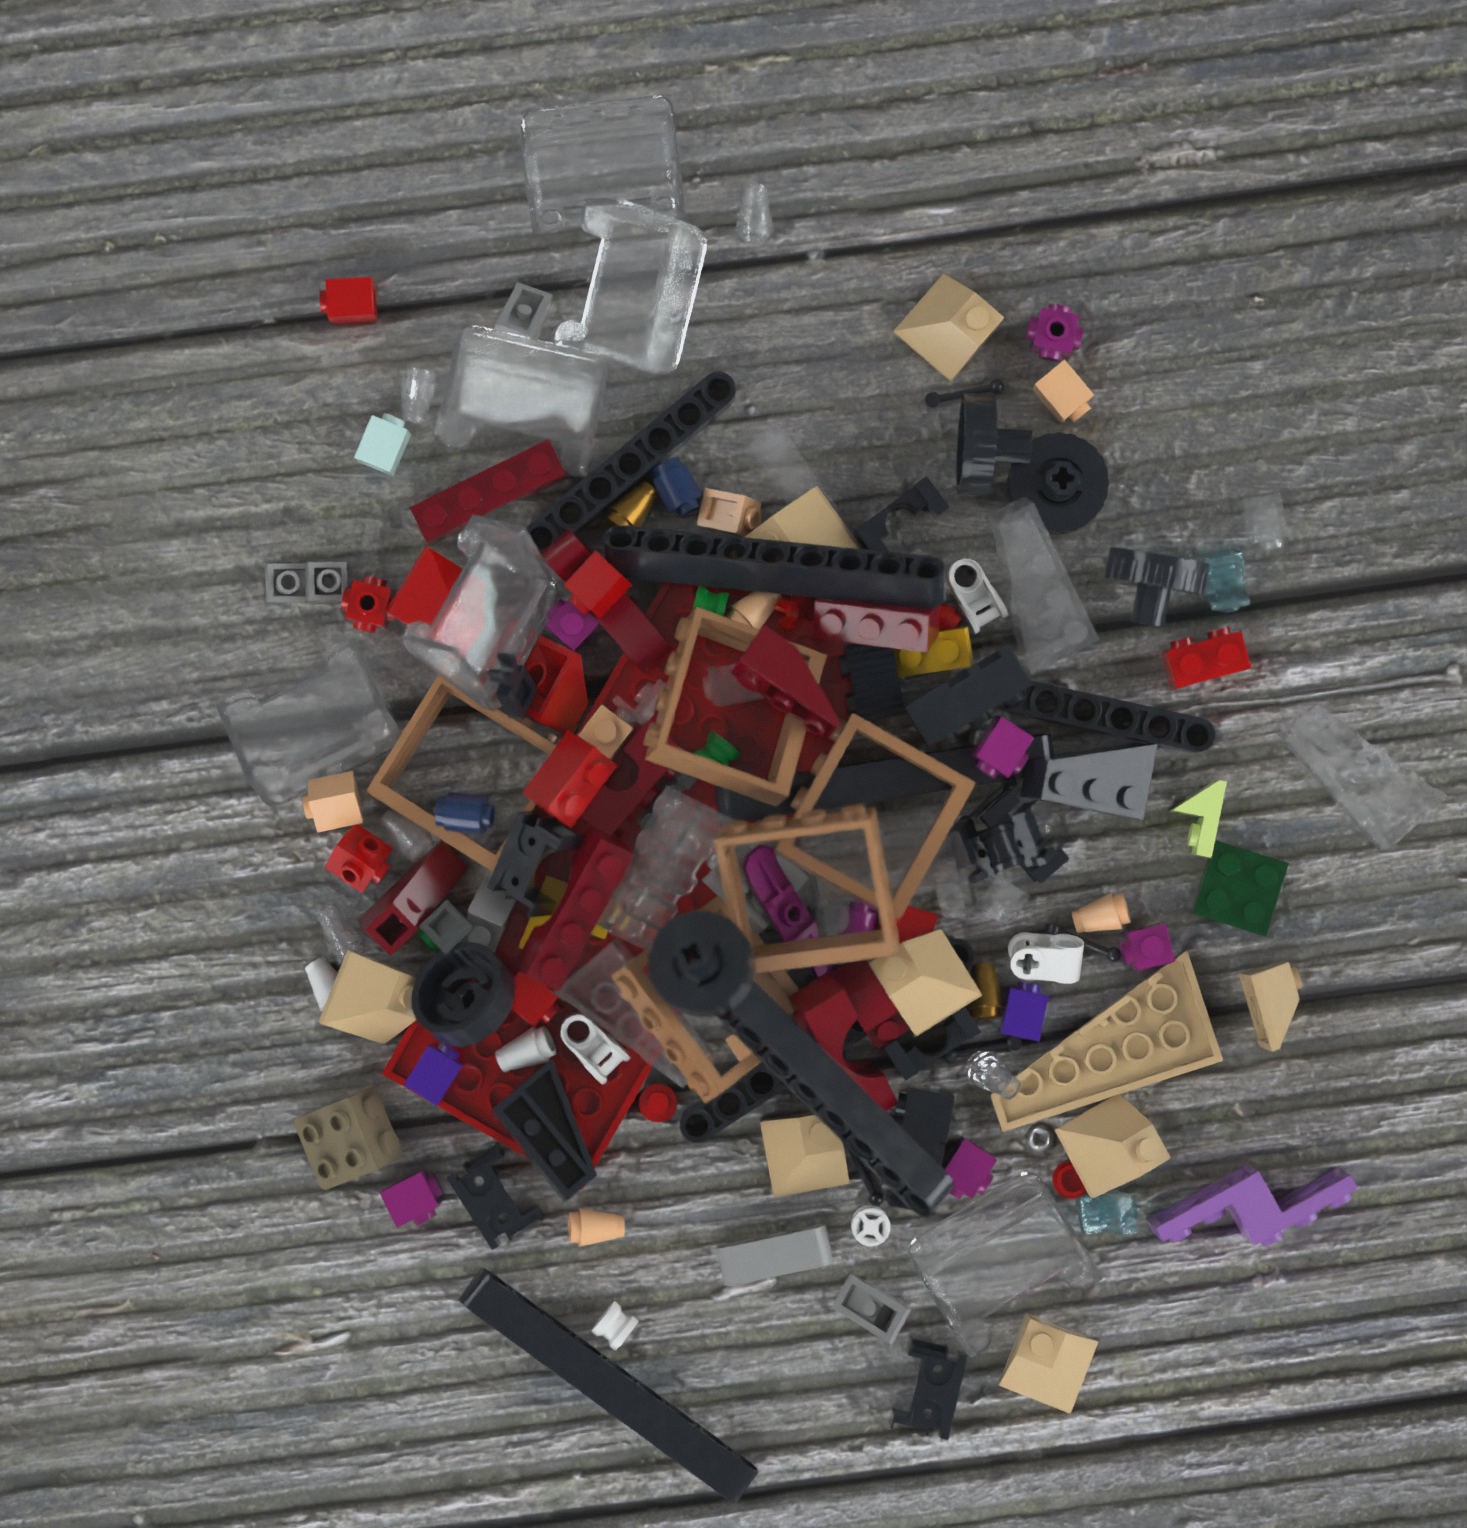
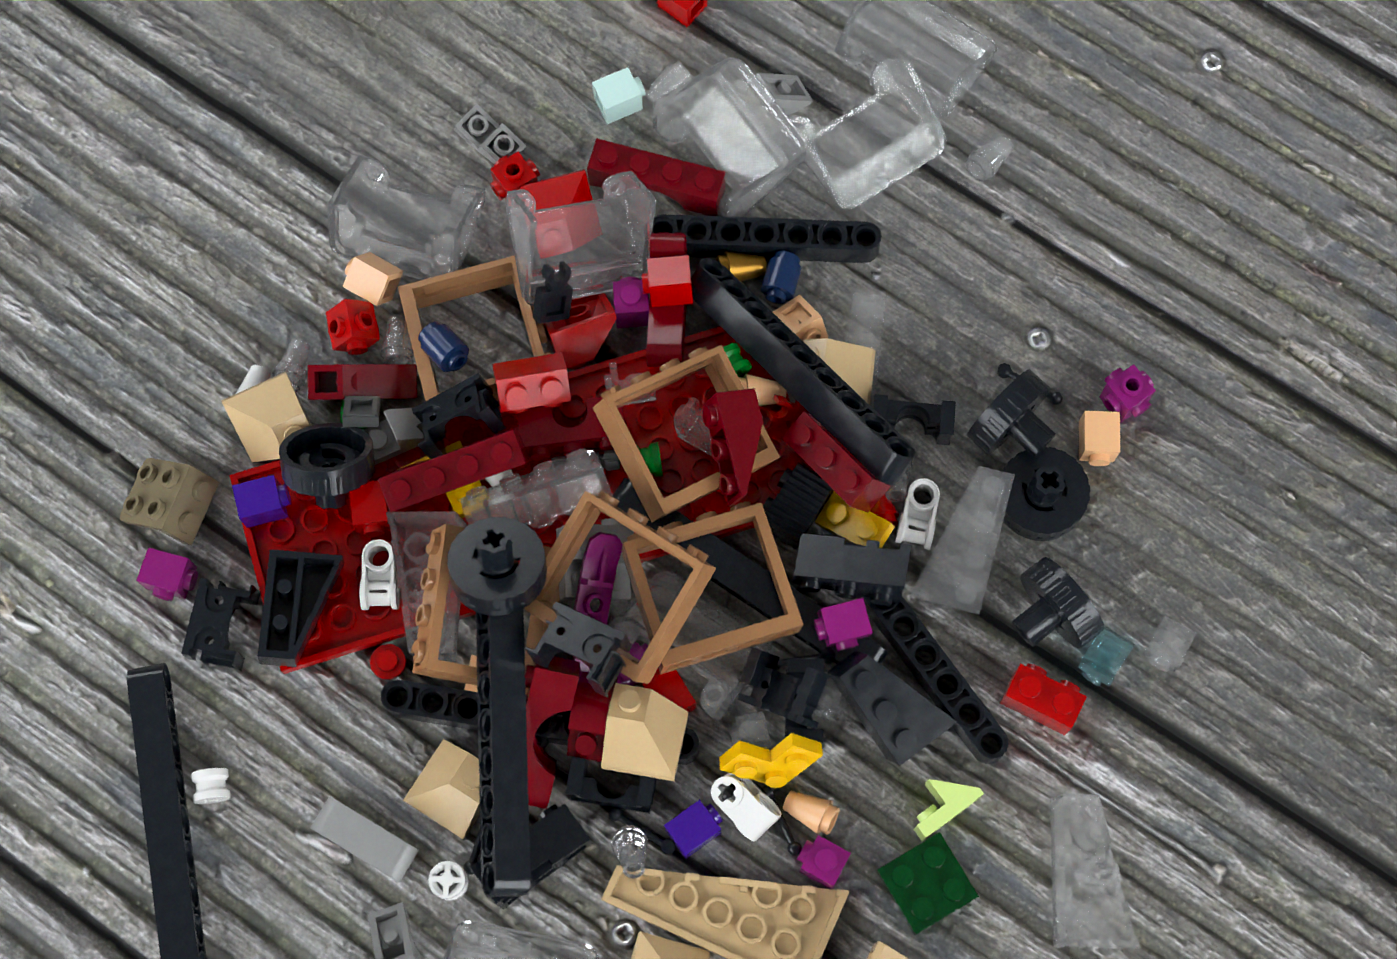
camera: 45 degrees right, 15 degrees down
(527, 1050) = (335, 541): white cone -> none
(593, 1226) = (264, 705): light nougat cone -> none
(606, 732) = (585, 380): light nougat brick -> none
(828, 965) = (587, 641): none -> black piece
(949, 326) = (1058, 333): tan slope -> none
(969, 1169) = (551, 904): magenta brick -> none
(991, 1002) = (676, 795): pearl gold cone -> none
(1043, 911) = (771, 766): none -> yellow plate

